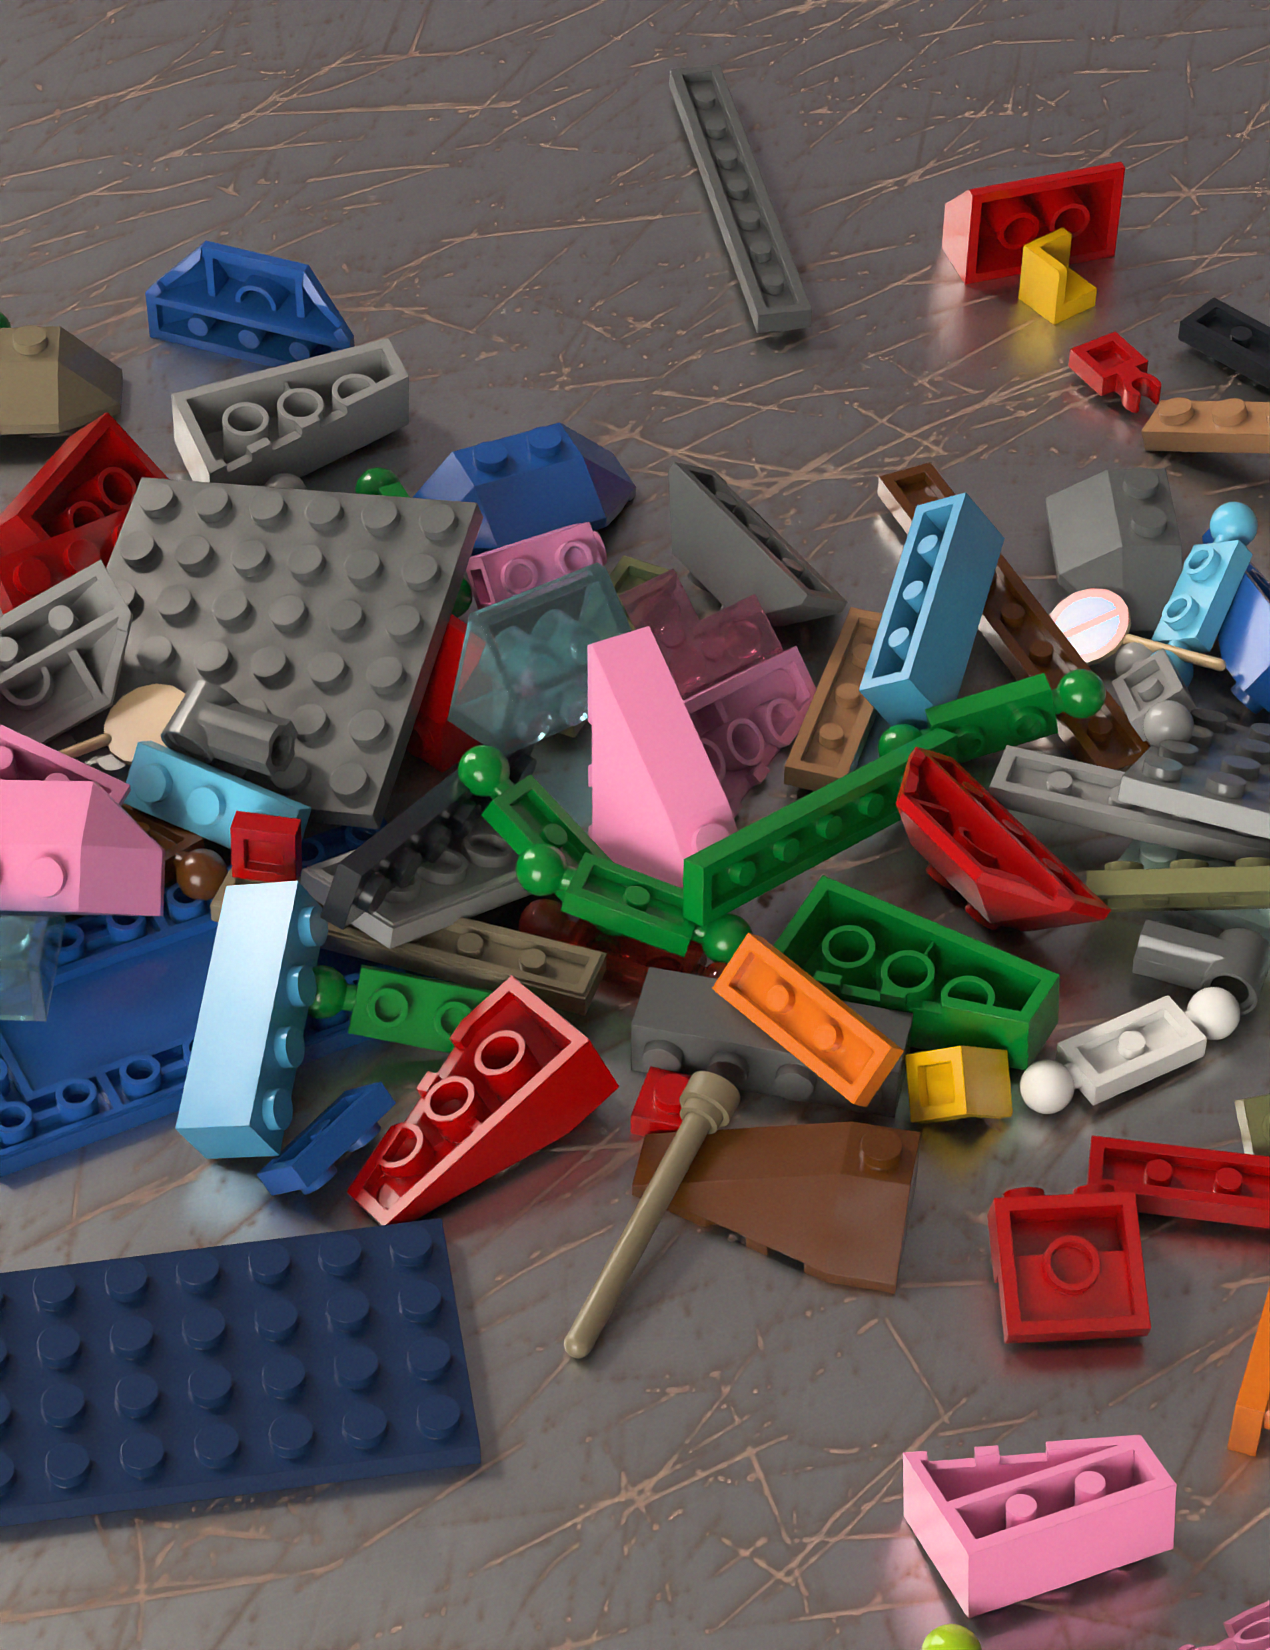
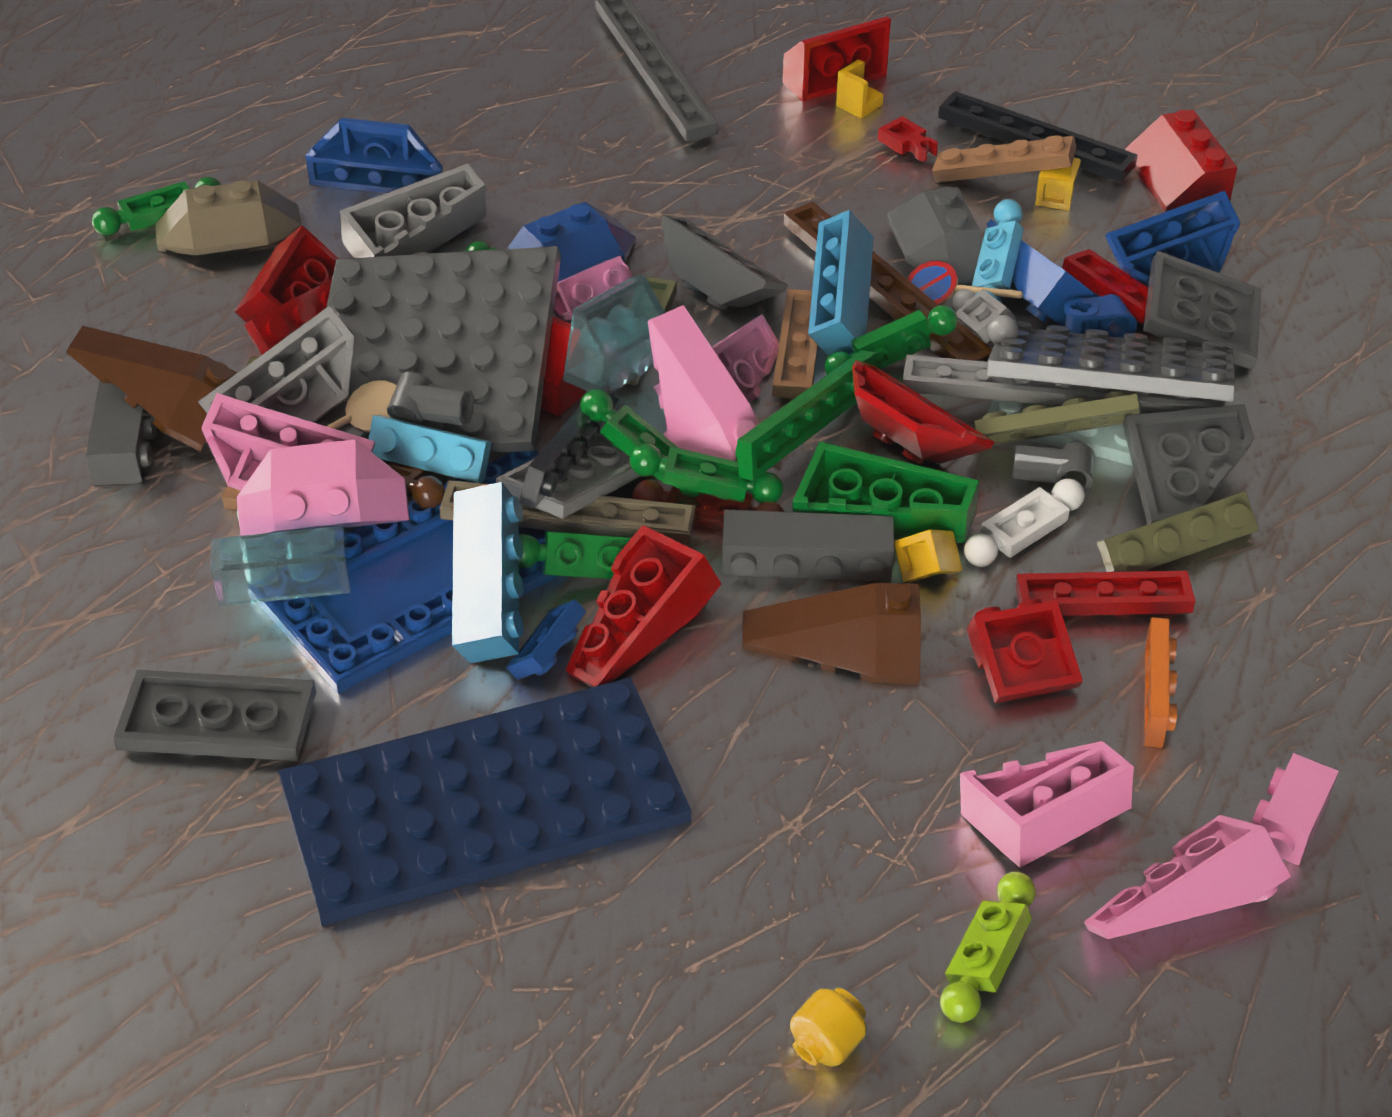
camera: 10 degrees left, 0 degrees up
(266, 847) = (469, 467): red plate -> none
(658, 1102) = (754, 590): red plate -> none
(705, 649) = (714, 318): clear pink plate -> none
(706, 1106) = (779, 587): dark tan piece -> none
(808, 1020) = (833, 526): orange plate -> none

